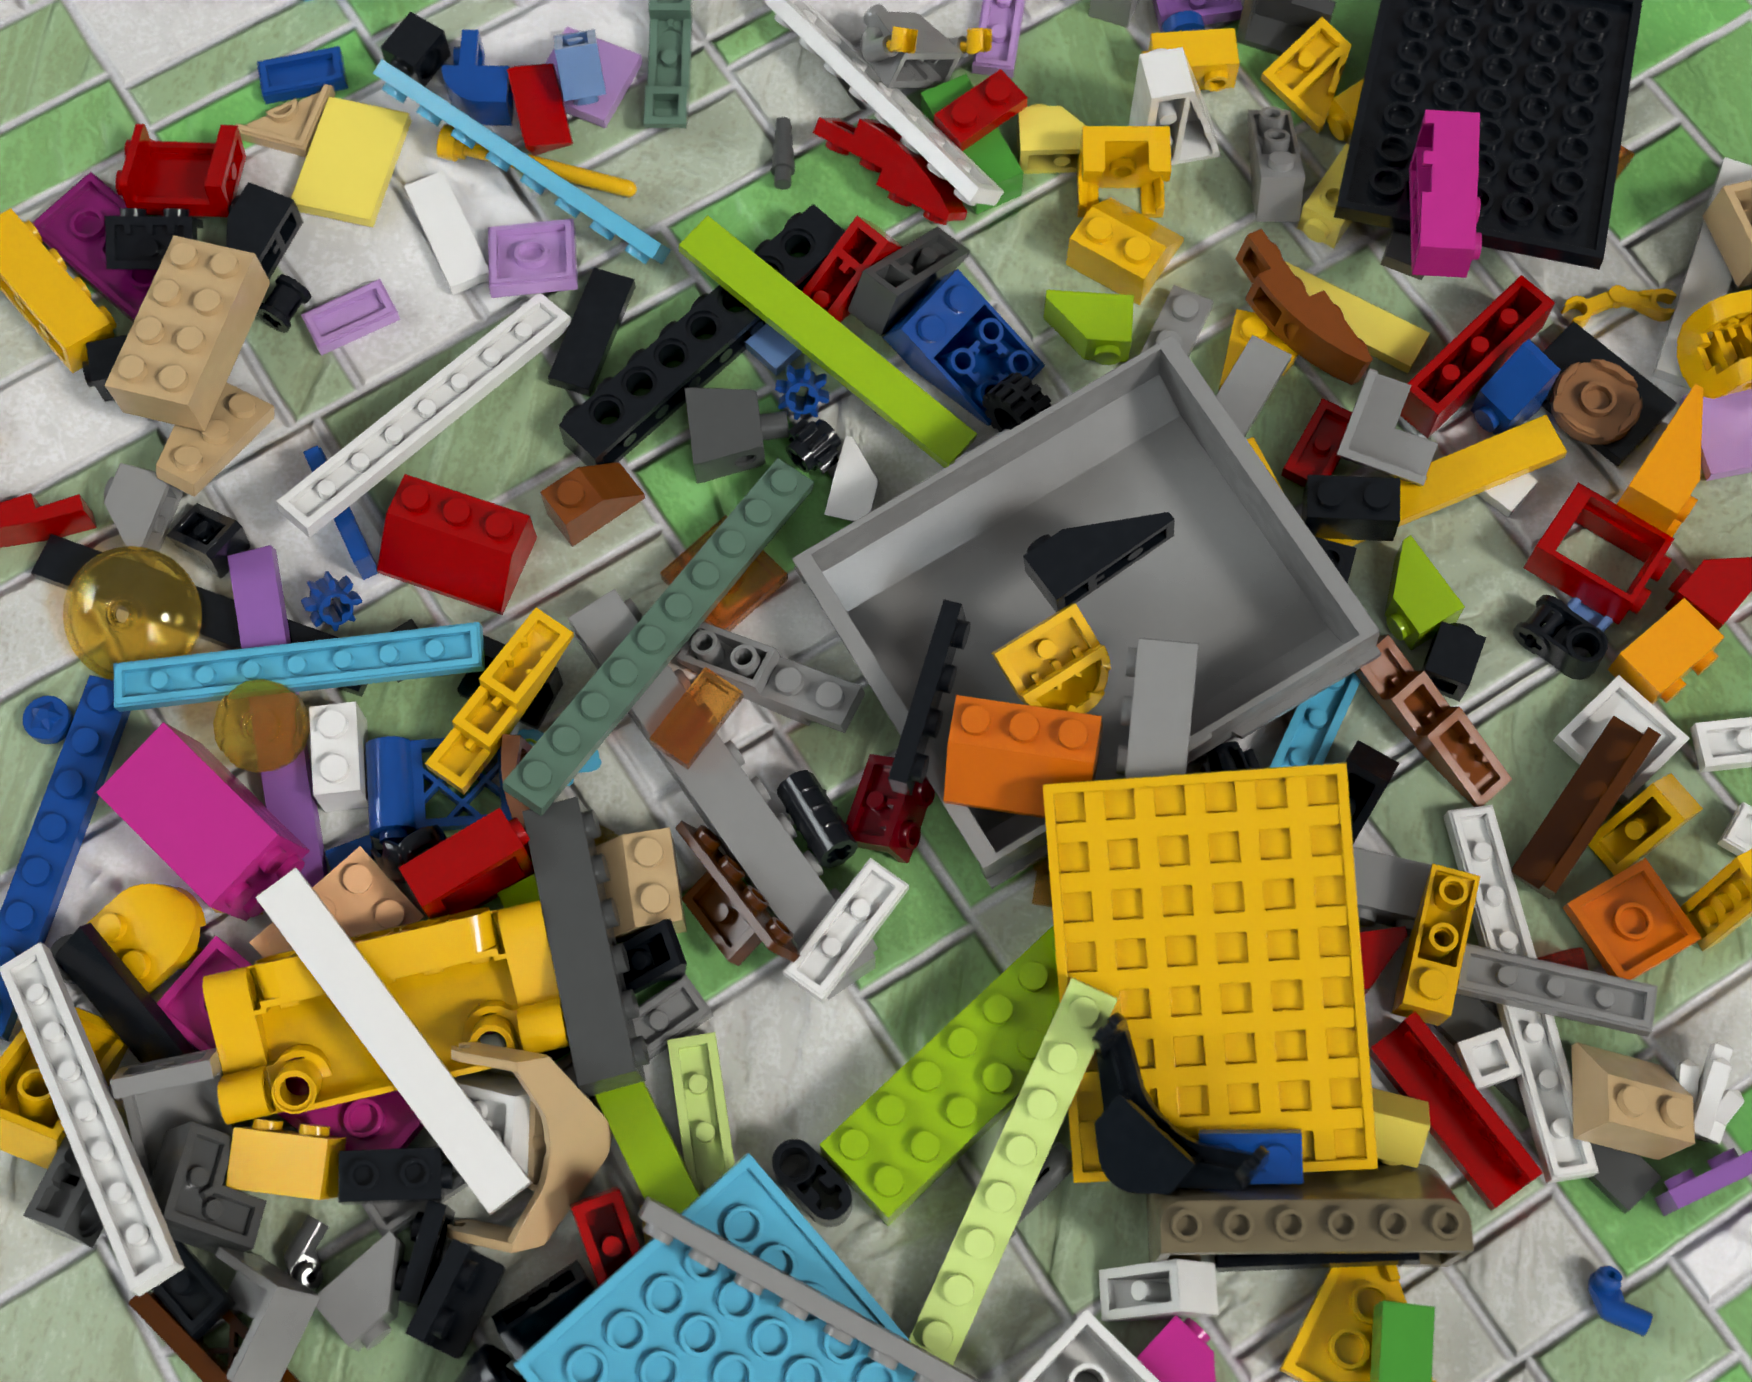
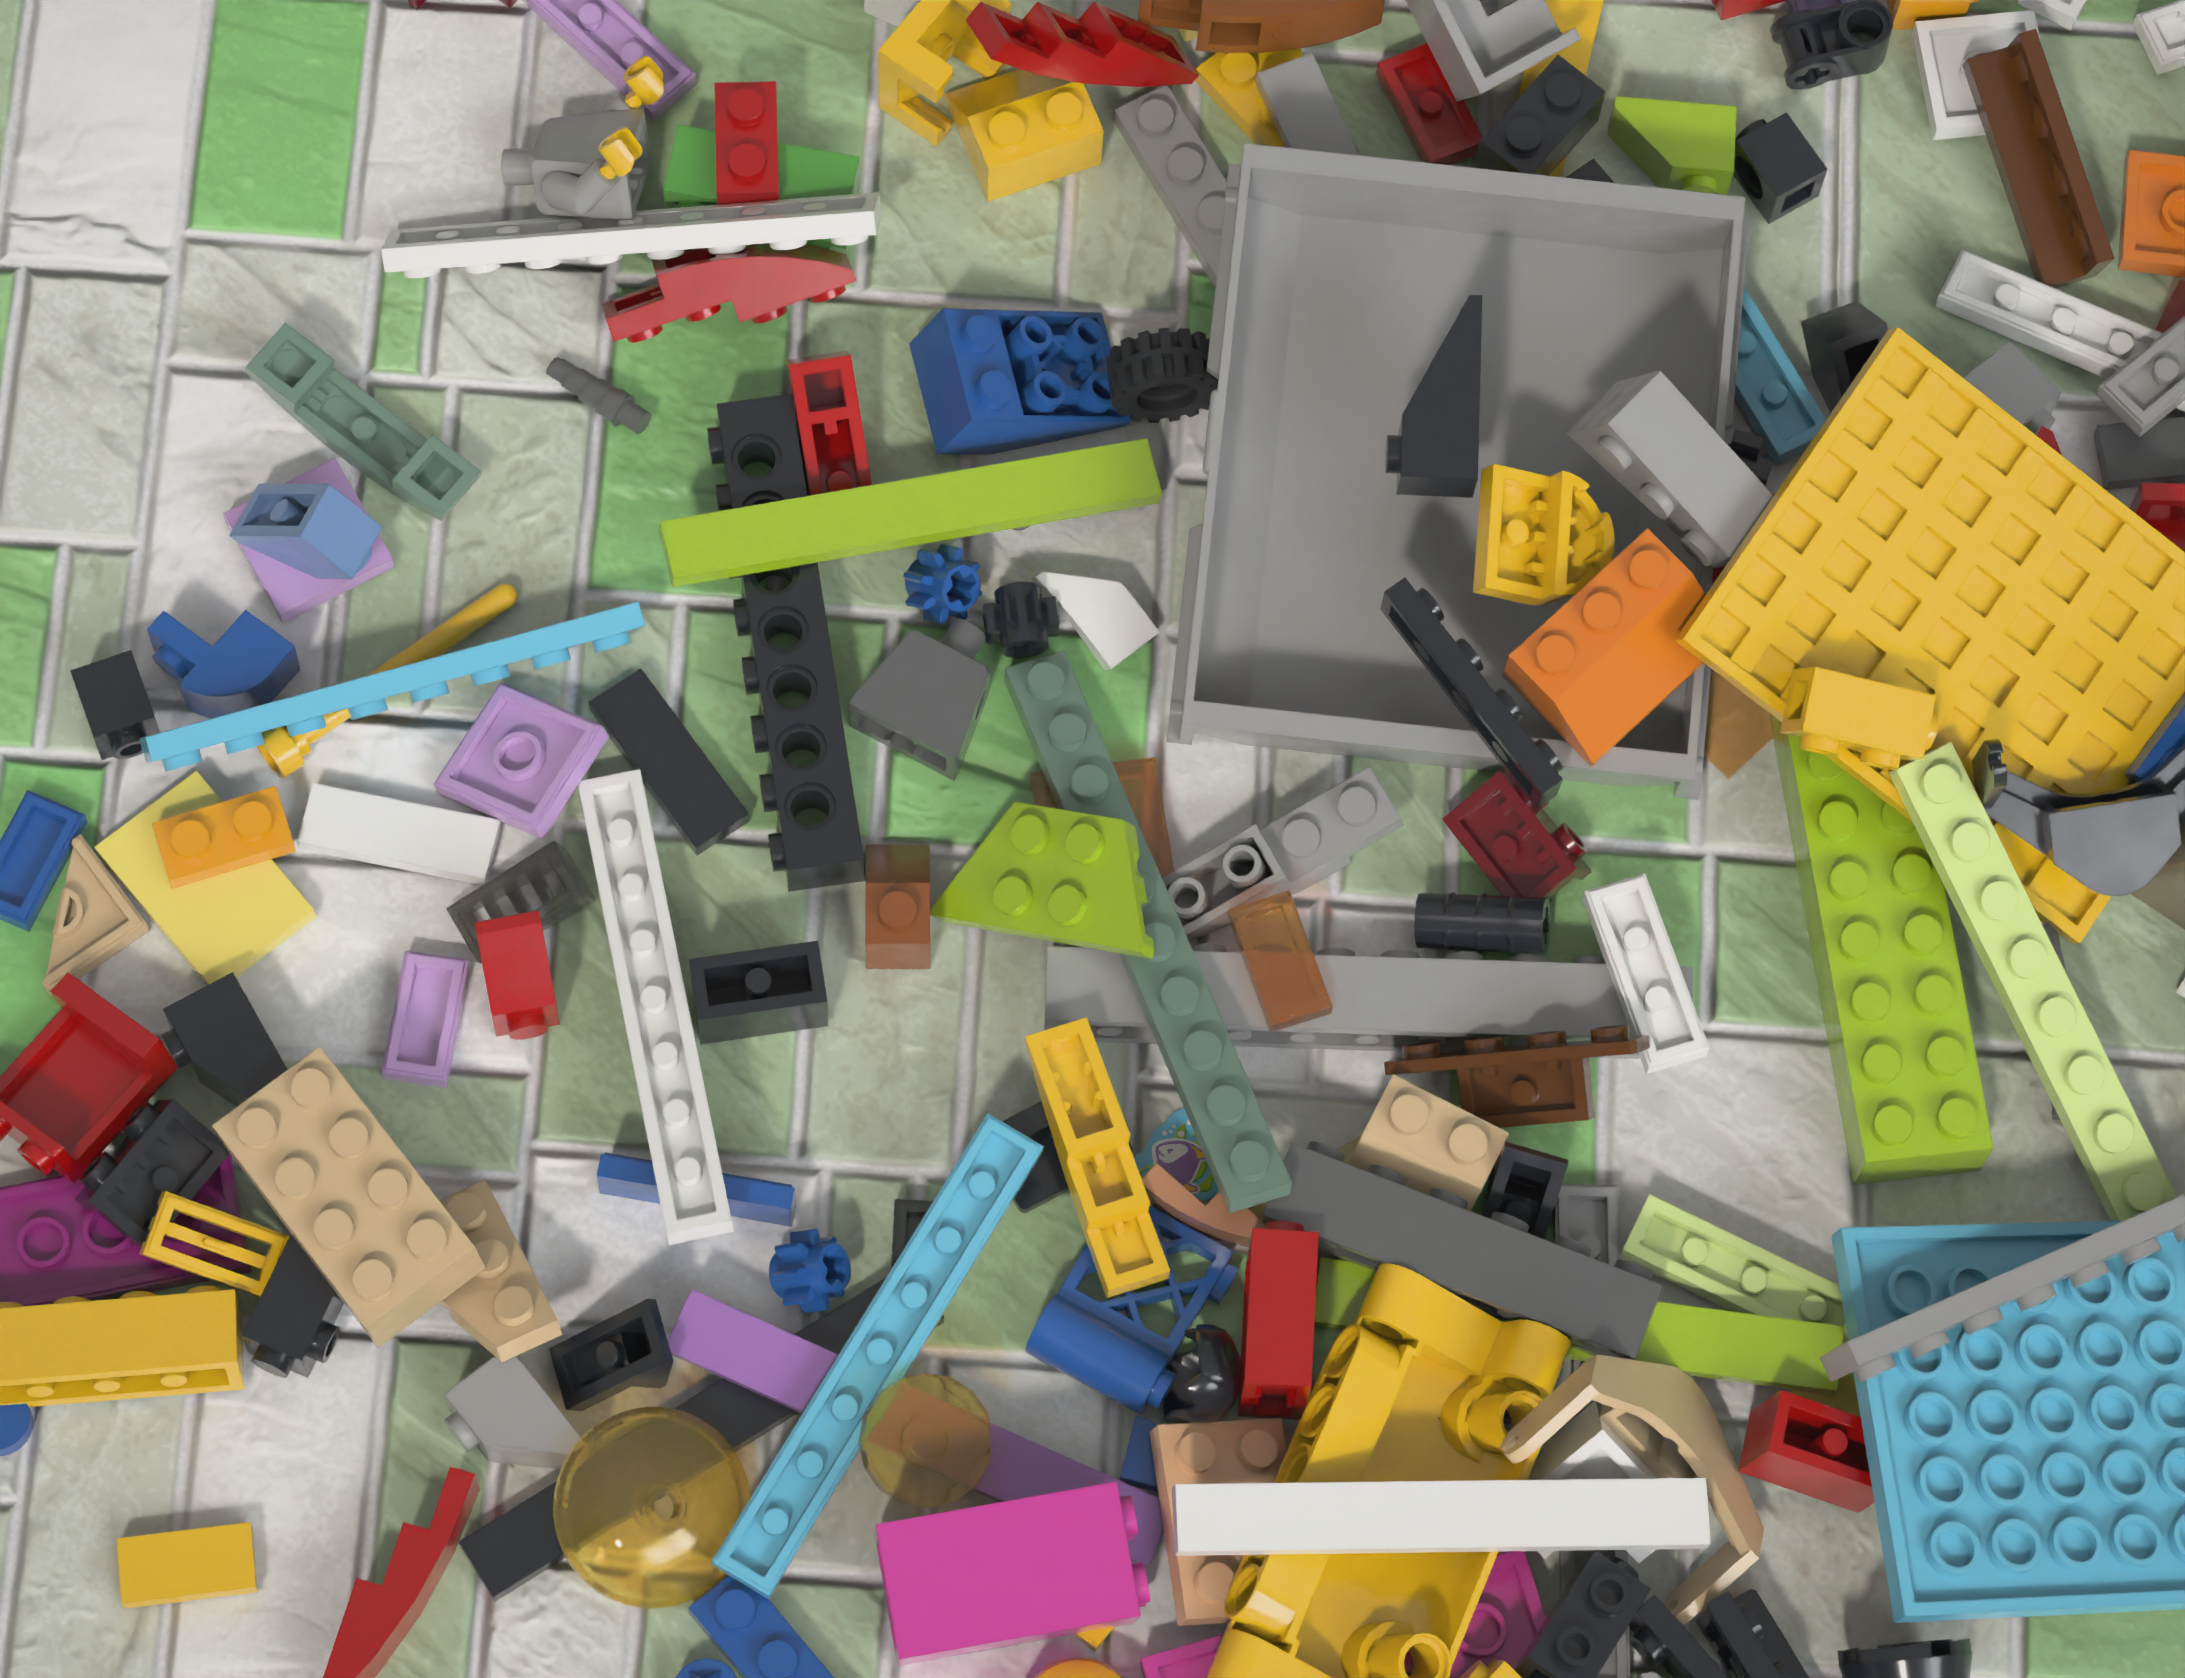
camera: 60 degrees left, 0 degrees up
(111, 287) = (161, 1226): none -> yellow tile
(283, 303) = (352, 1063): black bush -> none
(338, 756) = (1022, 1383): white brick -> none
(376, 148) = (223, 837): none -> light orange plate
(396, 336) = (517, 975): none -> red slope
(455, 544) = (840, 1089): red slope -> none
(476, 460) = (759, 992): none -> black brick
(480, 318) = (509, 883): none -> clear smoke slope
(540, 107) = (321, 615): red slope -> none
(541, 1308) = (1842, 1577): black brick -> none
(654, 564) = (1054, 881): none -> lime wing
(772, 349) = (852, 582): medium blue tile -> none
(829, 1182) = (1892, 1191): black beam -> none
(903, 277) = (887, 377): dark grey slope -> none
(1048, 139) = (827, 98): light yellow slope -> none
(1082, 928) = (1859, 715): none -> yellow brick
(1092, 323) = (1100, 225): lime slope -> none
(1191, 242) = (1094, 49): none -> red slope
(1432, 726) = (1847, 238): dark orange slope -> none
(1436, 946) = (2089, 410): yellow slope -> none
(1644, 824) = (2097, 108): yellow slope -> none

